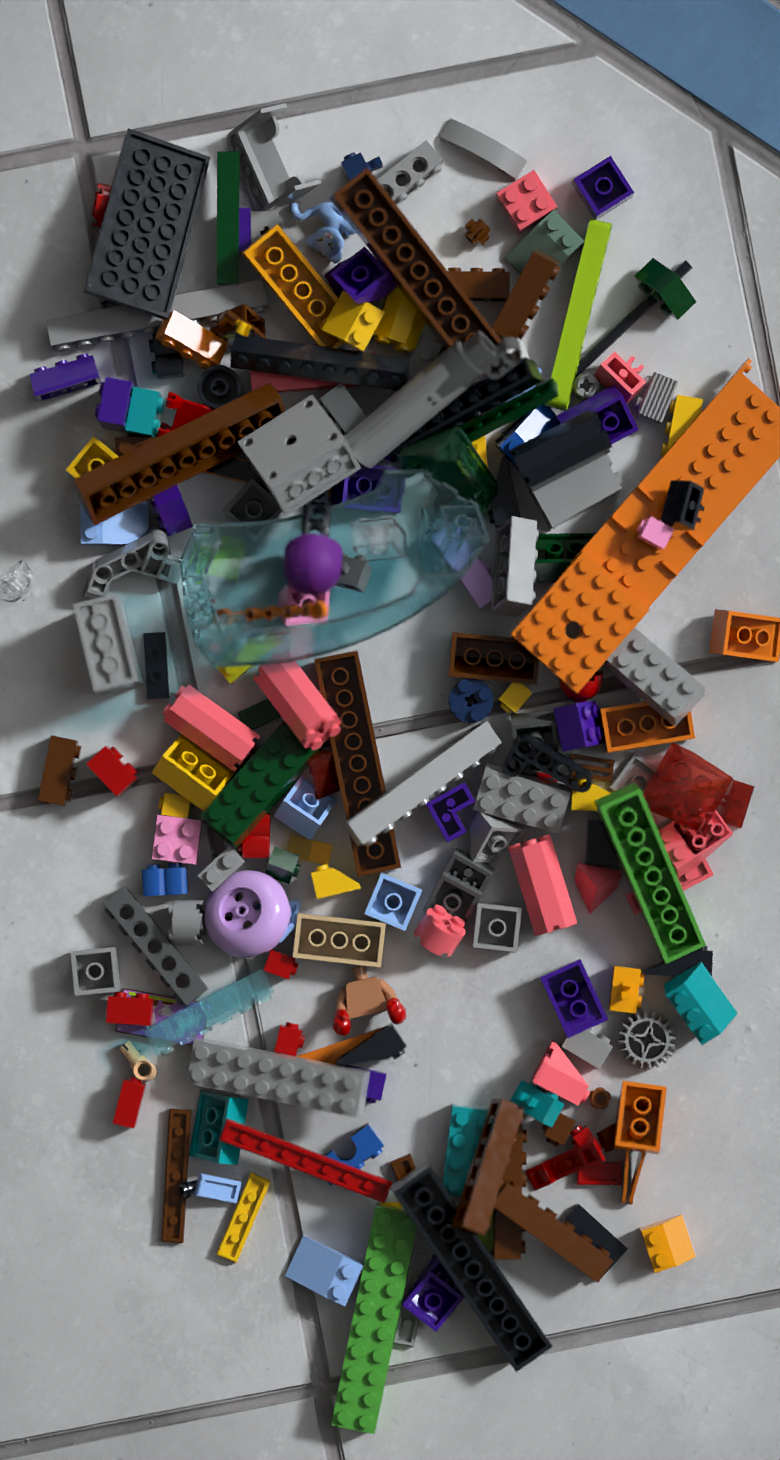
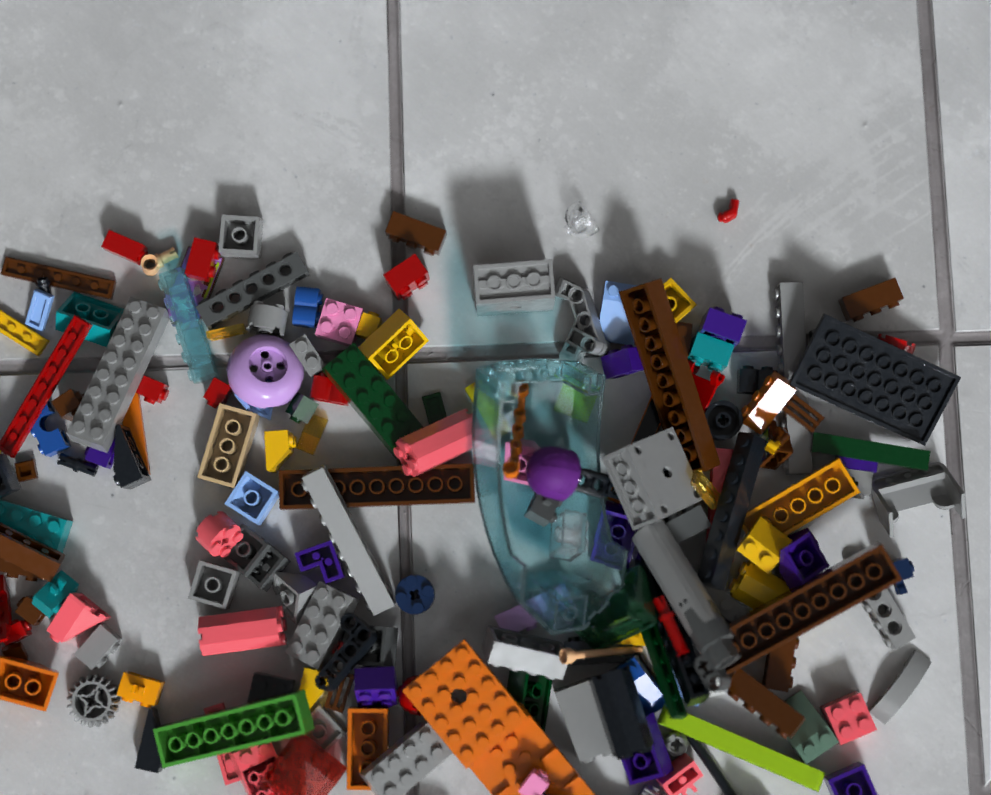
camera: 100 degrees right, 5 degrees down
(53, 239) = (871, 300): none -> reddish brown brick
(65, 377) = (750, 290): dark purple slope -> none
(156, 665) = (491, 329): black plate -> none
(206, 282) = (815, 423): none -> reddish brown tile
(208, 967) = (226, 332): none -> clear yellow tile
(210, 727) = (429, 365): coral brick -> none
(252, 504) = (616, 431): dark grey brick -> none
(301, 395) = (705, 489): none -> clear yellow tile
(302, 810) = (348, 436): light blue slope -> none
(322, 1126) = (68, 403): none -> reddish brown brick
(323, 774) = (373, 455): clear red slope -> none
(328, 239) = (838, 535): light blue animal -> none
(364, 998) = (176, 460): nougat torso -> none
(387, 1109) = (77, 464): none -> black pin
(450, 415) = (670, 624): none -> red pin
(477, 231) = (827, 669): reddish brown gear -> none
(491, 659) = (447, 618): reddish brown slope -> none
(509, 516) = (568, 655): none -> light nougat piece
(514, 697) = (412, 633): yellow brick -> none
(573, 998) = (140, 641): dark purple slope -> none
(595, 884) = (237, 678): coral slope -> none
(606, 1097) = (51, 655): dark orange plate -> none
(700, 1002) = (114, 754): teal slope -> none

